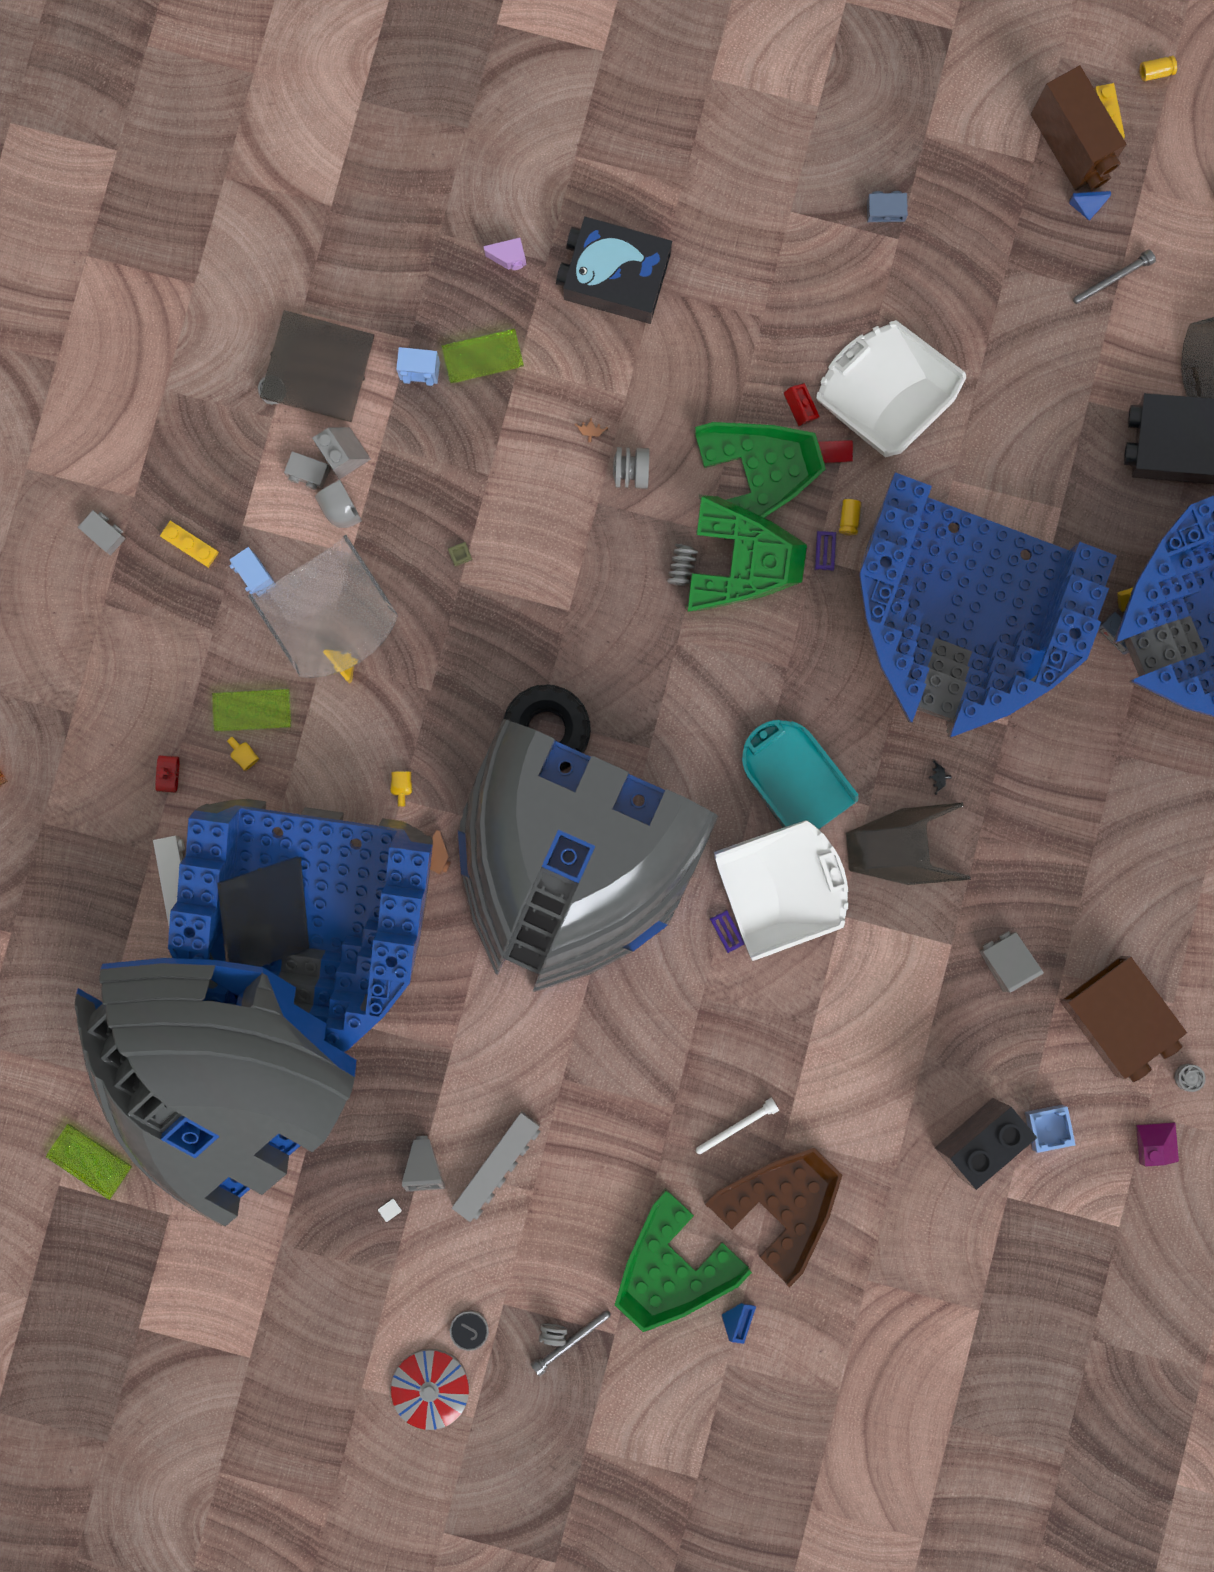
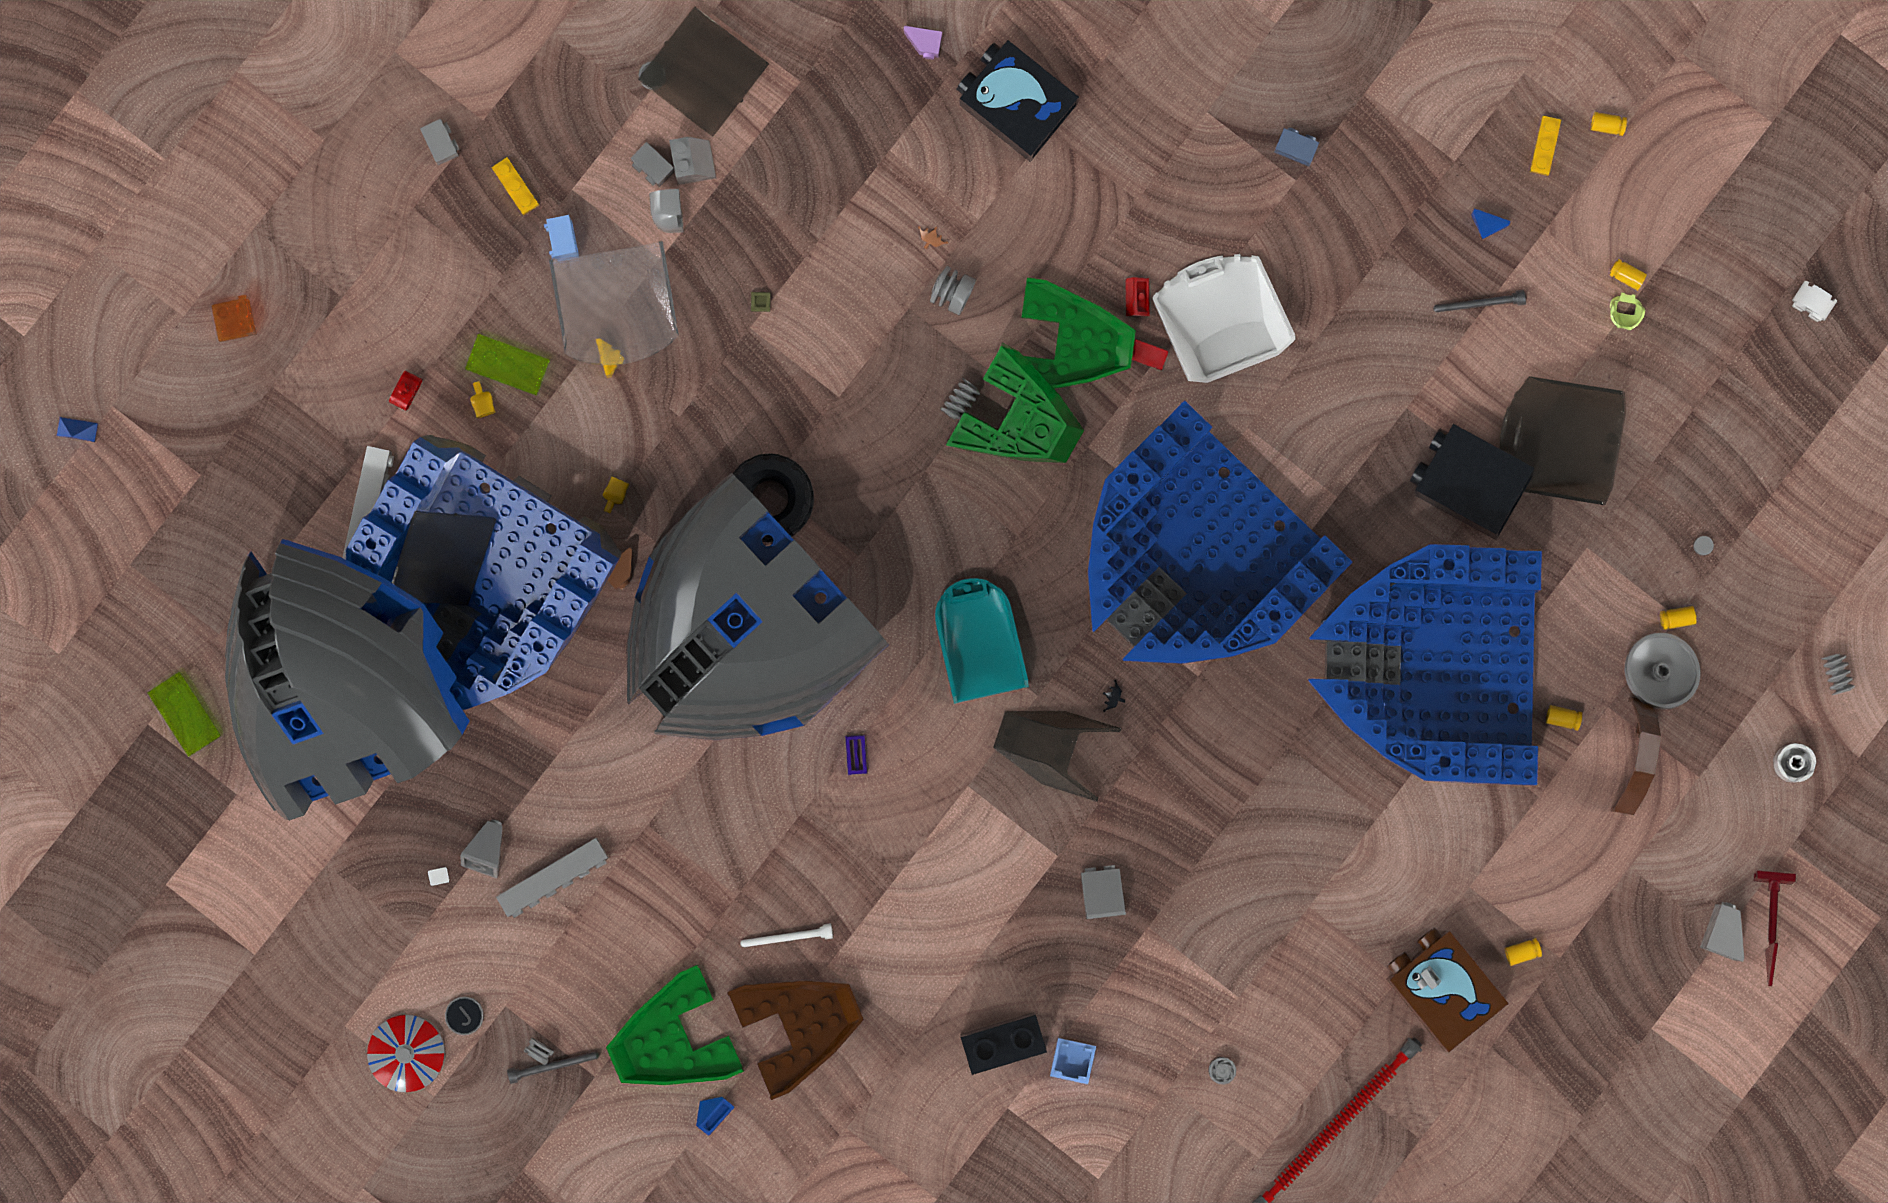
camera: 25 degrees right, 0 degrees up
(418, 365) = (796, 111): light blue container -> none
(482, 356) = (860, 126): clear neon green tile -> none
(784, 888) = (923, 736): white windscreen -> none
(833, 545) = (1107, 428): dark purple tile -> none
(850, 517) = (1135, 421): yellow piece -> none
(1078, 129) = (1500, 153): reddish brown brick -> none
(1125, 1019) = (1184, 990): reddish brown brick -> none
(1157, 1144) = (1166, 1118): magenta slope -> none

